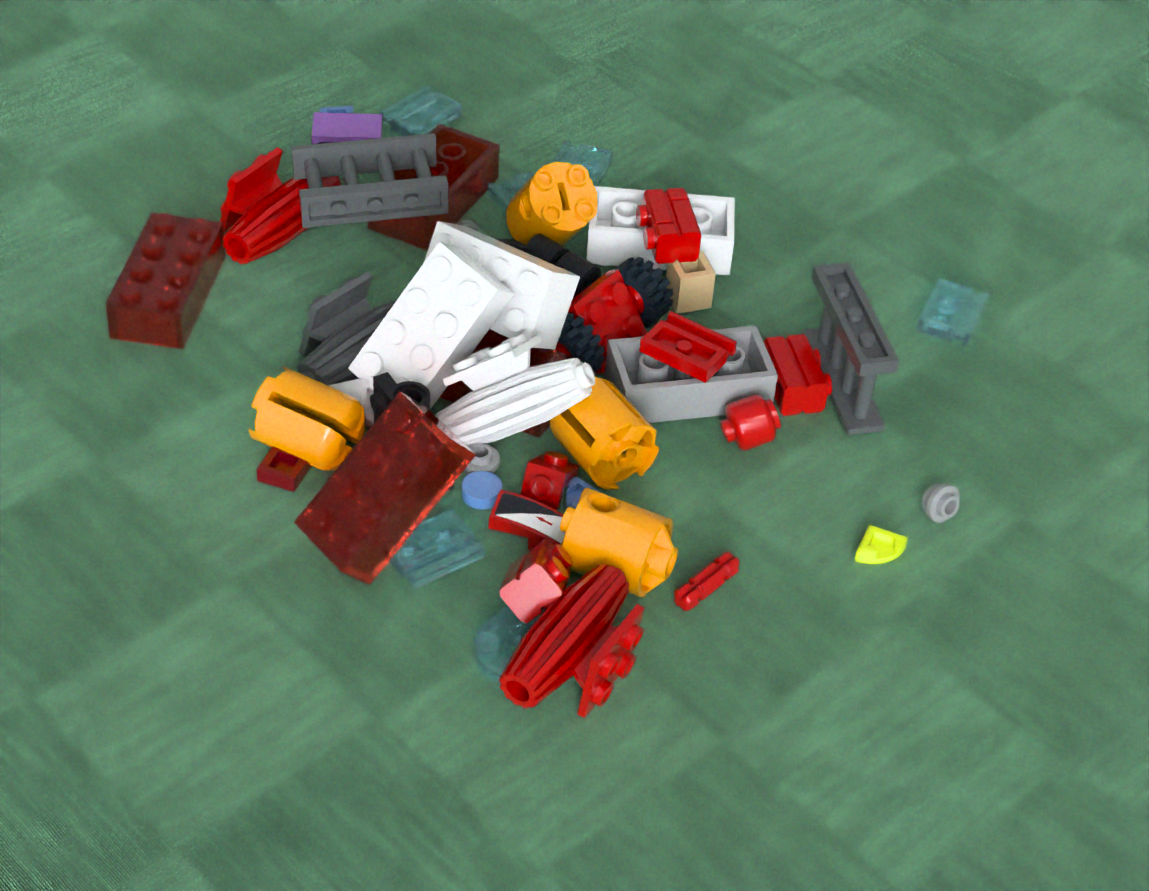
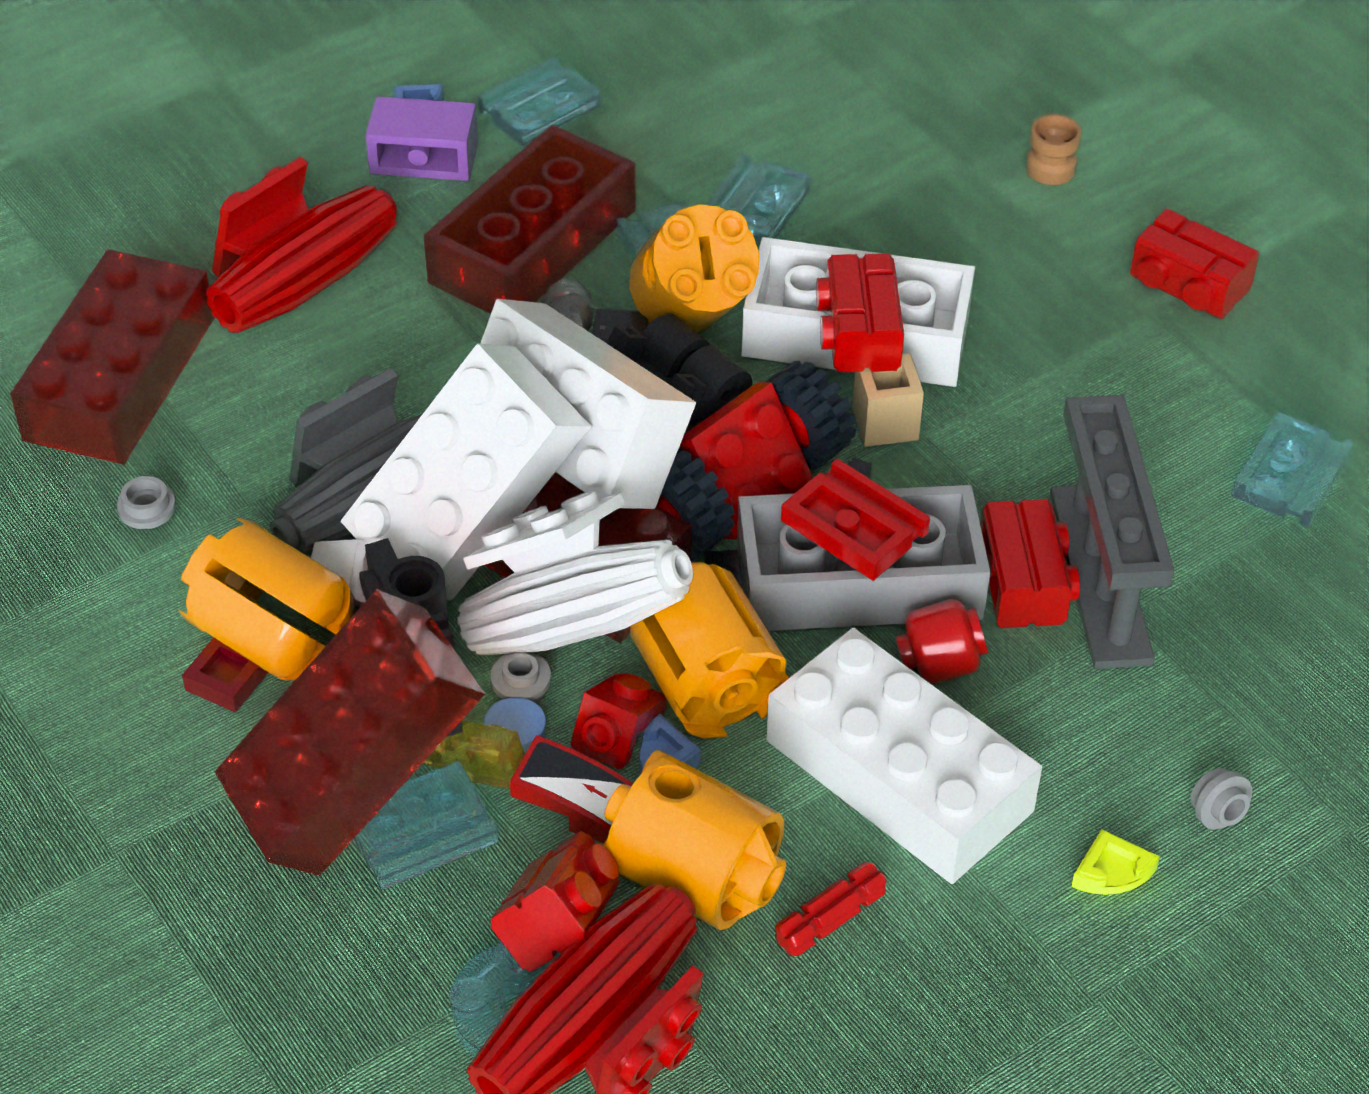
camera: 10 degrees right, 5 degrees up
(206, 369) = (145, 503): none -> light grey plate
(373, 200) = (430, 249): dark grey fence -> none
(469, 501) = (485, 752): none -> clear yellow plate
(737, 487) = (903, 754): none -> white brick
(768, 126) = (1053, 149): none -> medium nougat wheel
(870, 194) = (1194, 263): none -> red brick

